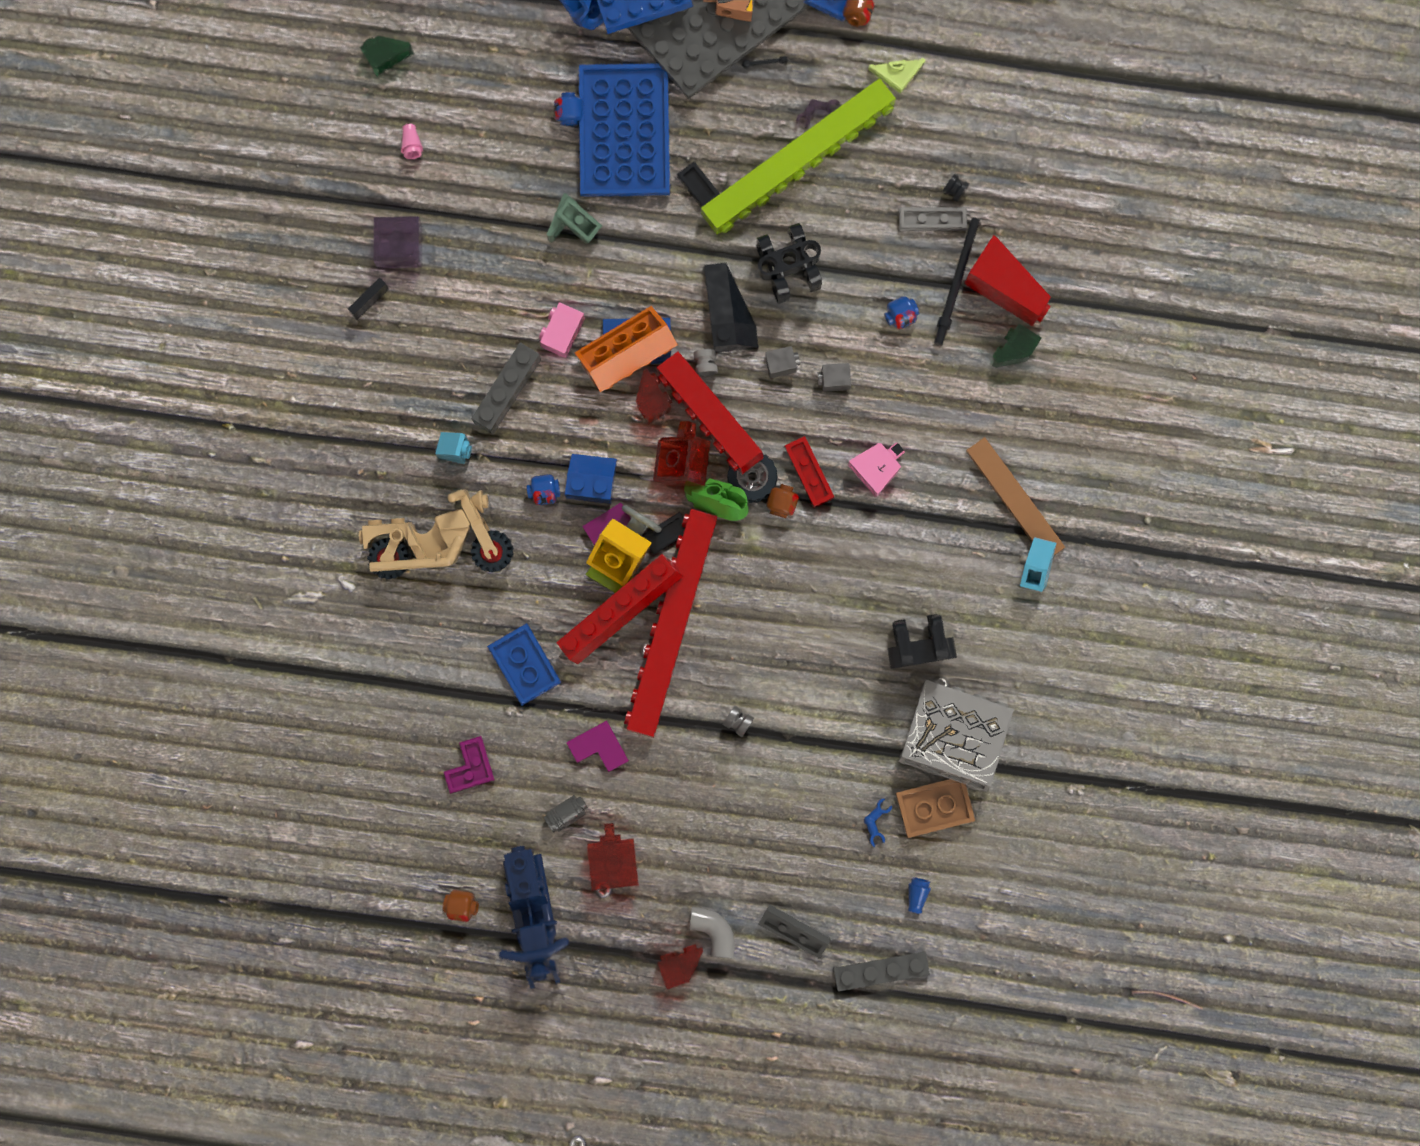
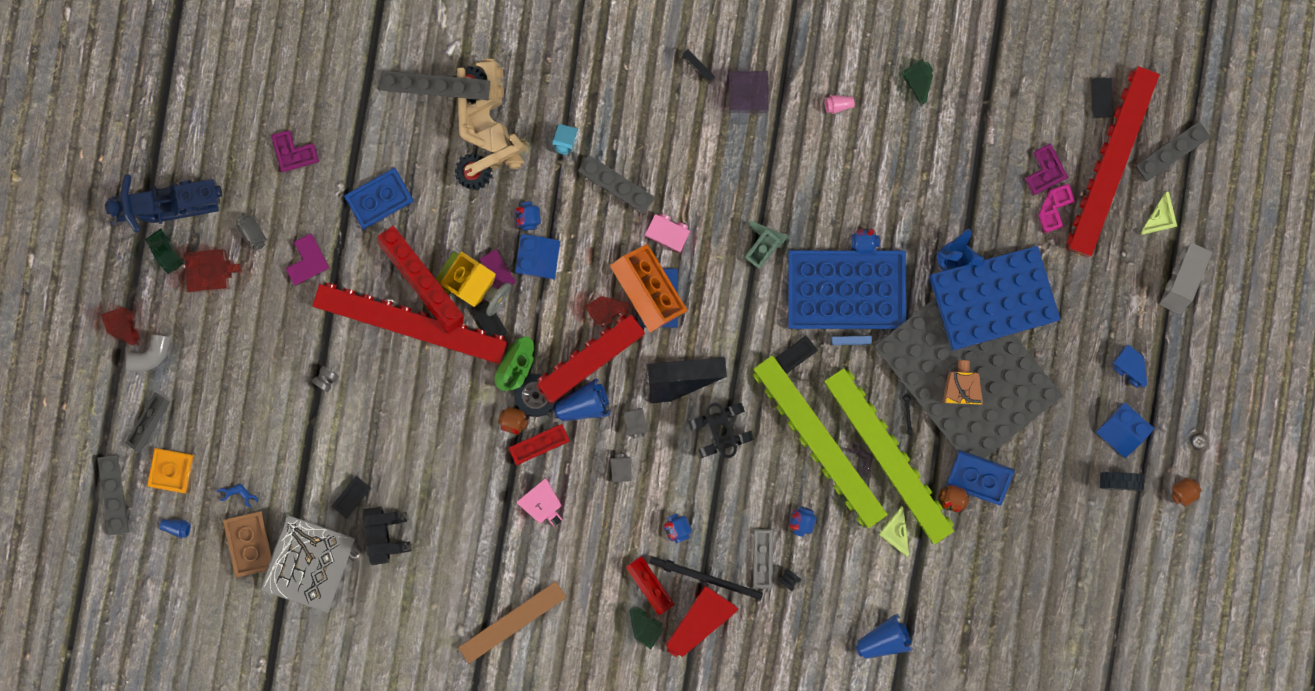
camera: 85 degrees right, 5 degrees up
(390, 596) = (435, 85): none -> dark grey plate
(460, 905) = (176, 143): dark orange head -> none
(589, 917) = (164, 251): none -> clear green slope
(682, 123) = (851, 340): none -> medium blue tile
(682, 458) = (550, 335): clear red hinge -> none
(705, 362) = (636, 357): light grey wheel -> none
(761, 420) = (583, 403): none -> blue cone
(812, 80) = (888, 455): none -> lime brick
(850, 903) = (170, 470): none -> light orange tile
(876, 688) = (351, 497): none -> black tile
(889, 173) = (802, 521): none -> blue head
(968, 342) = (650, 585): none -> red plate
(1021, 80) = (885, 640): none -> blue cone
(1038, 564) = (451, 638): medium azure slope -> none

